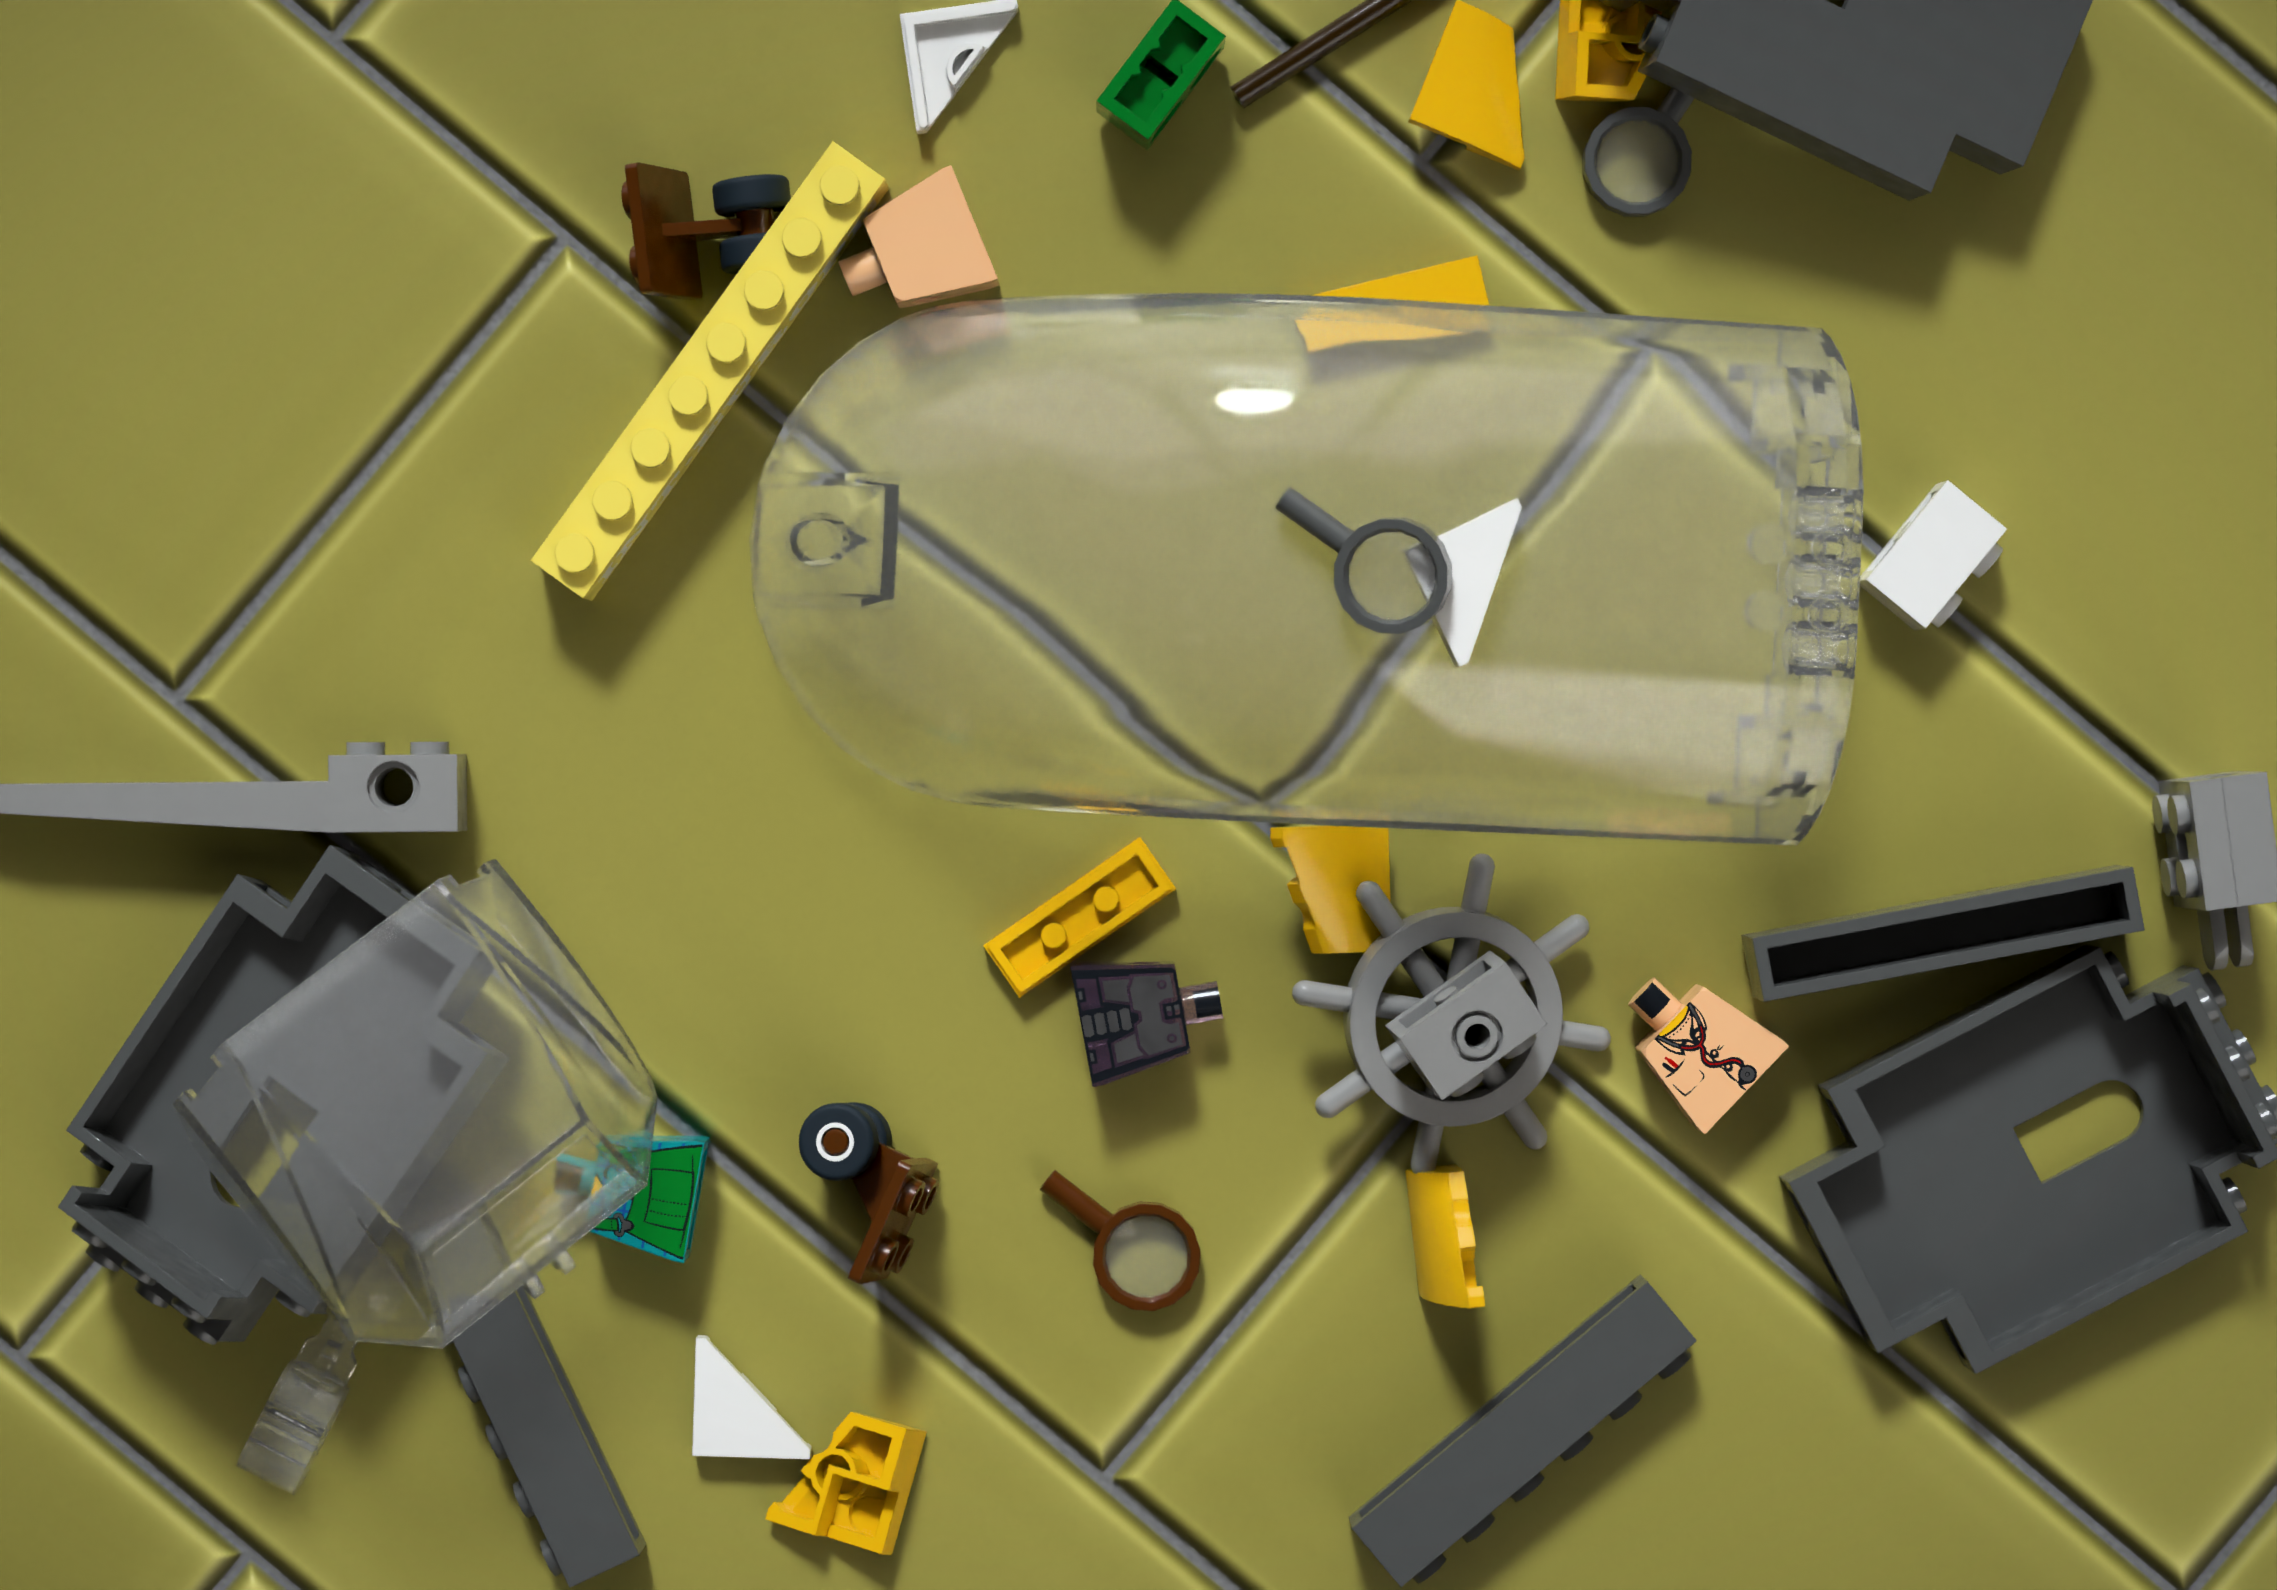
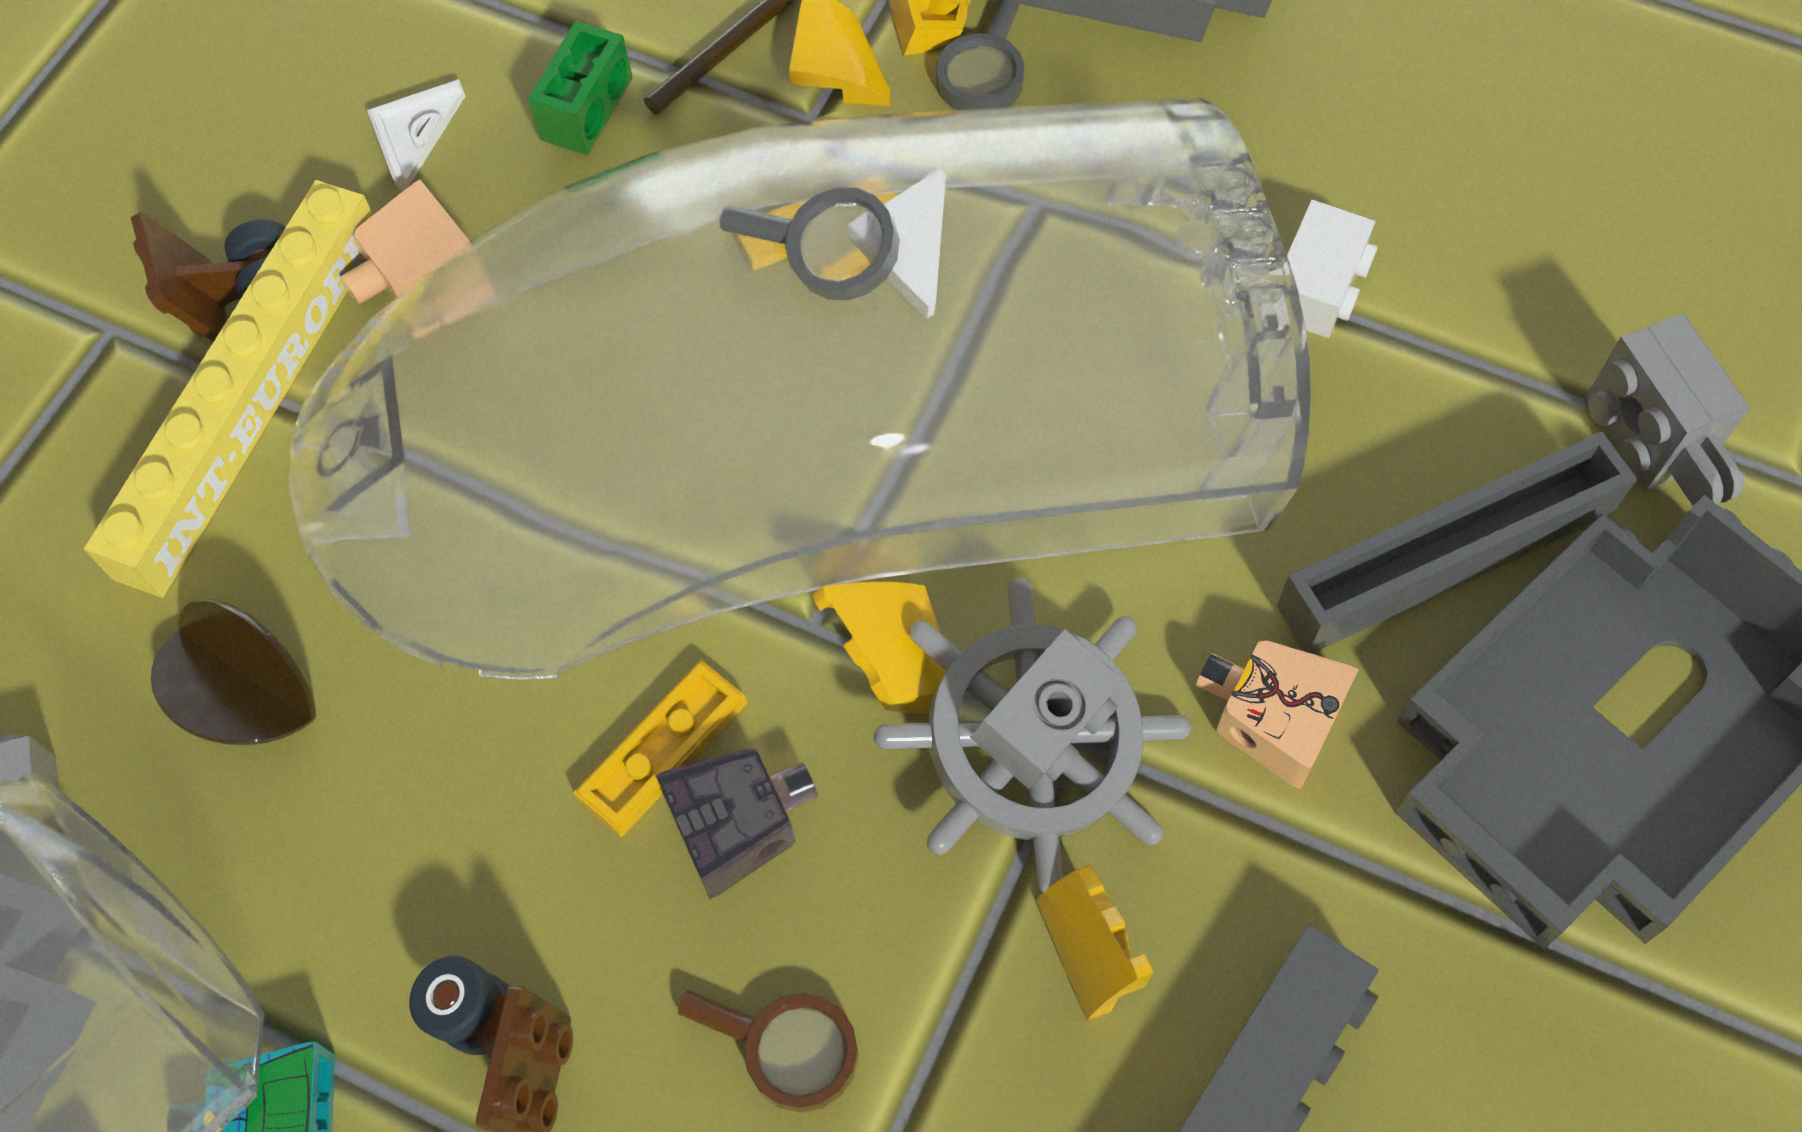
camera: 10 degrees left, 25 degrees down
(657, 737) = (230, 678): none -> dark brown piece

